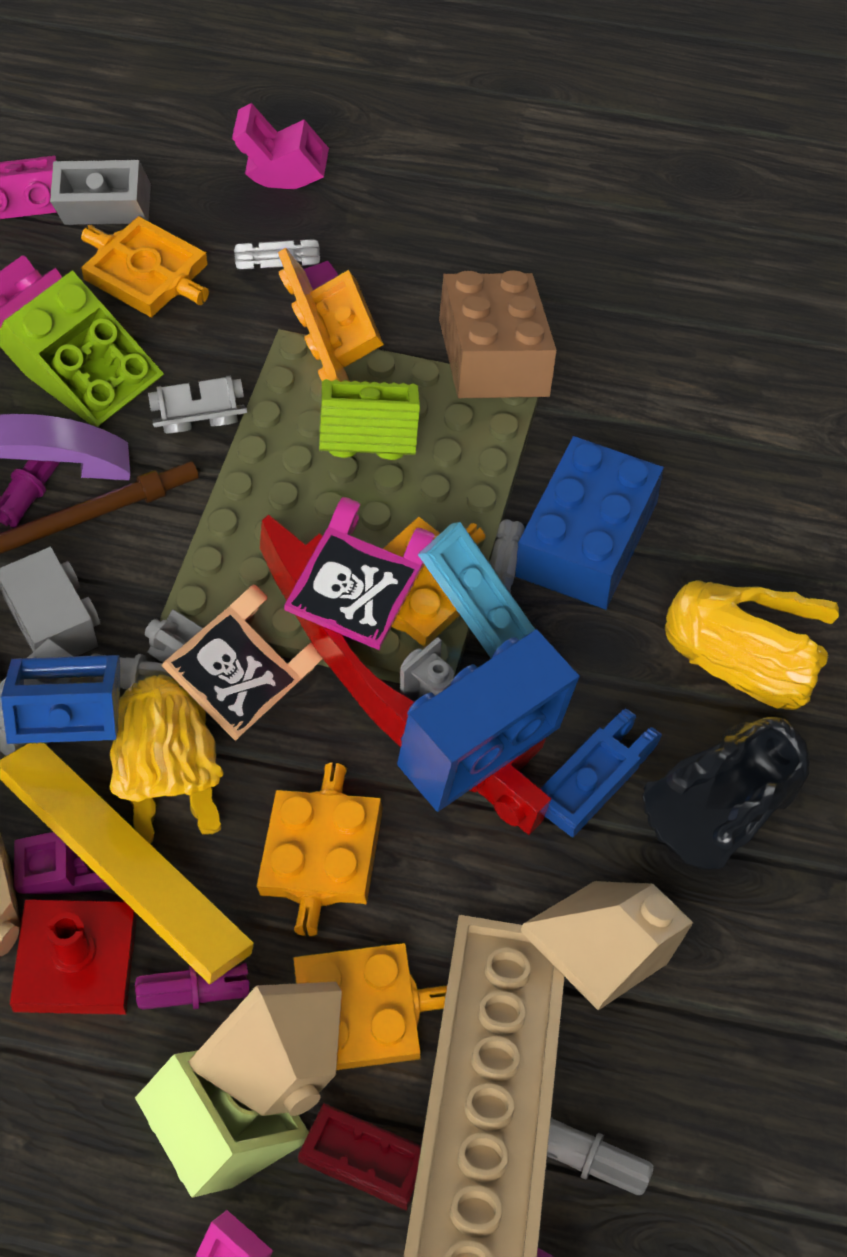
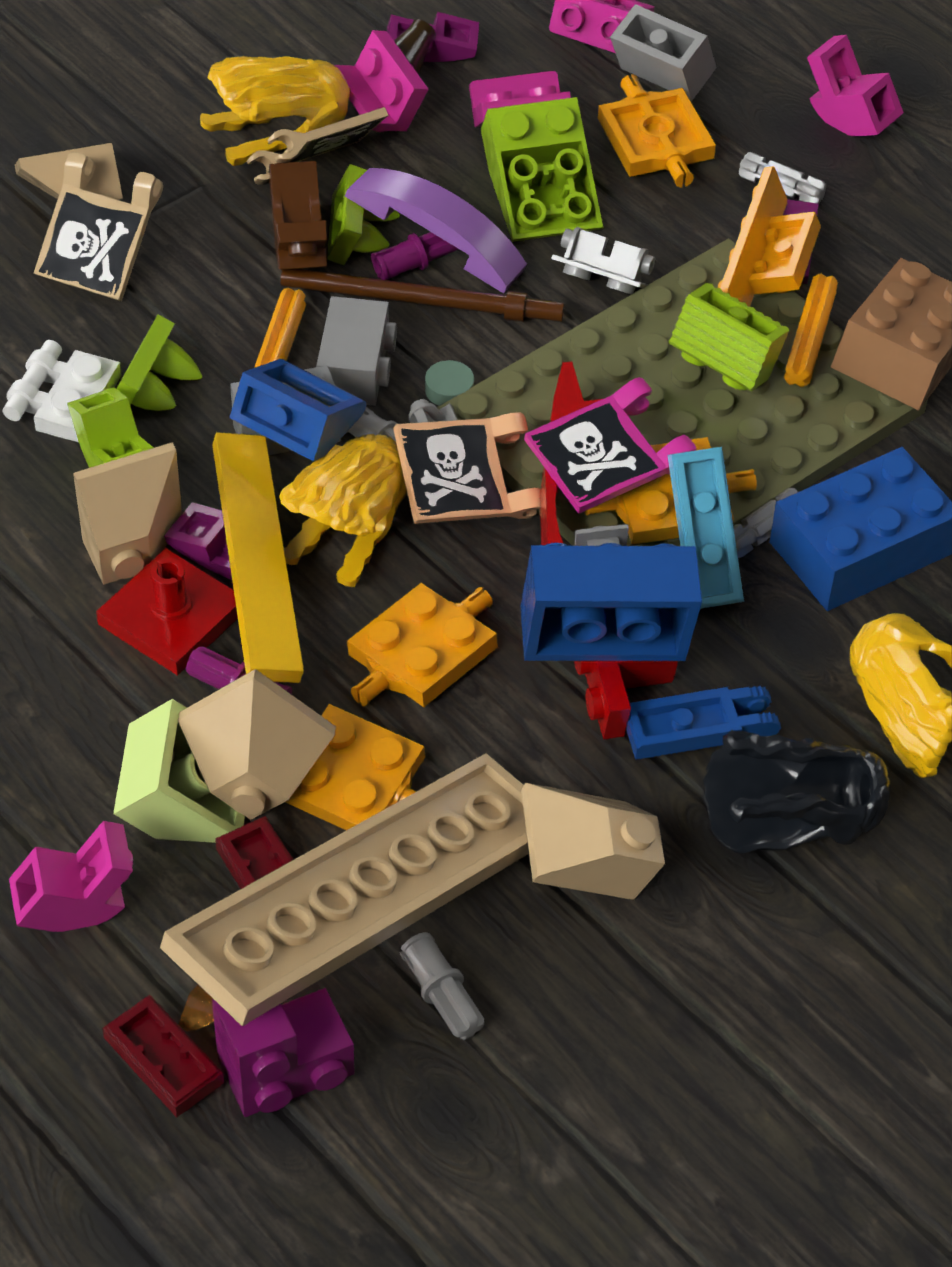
camera: 35 degrees right, 5 degrees down
(148, 589) = (447, 380): none -> sand green tile
(416, 371) = (810, 330): none -> light orange axle

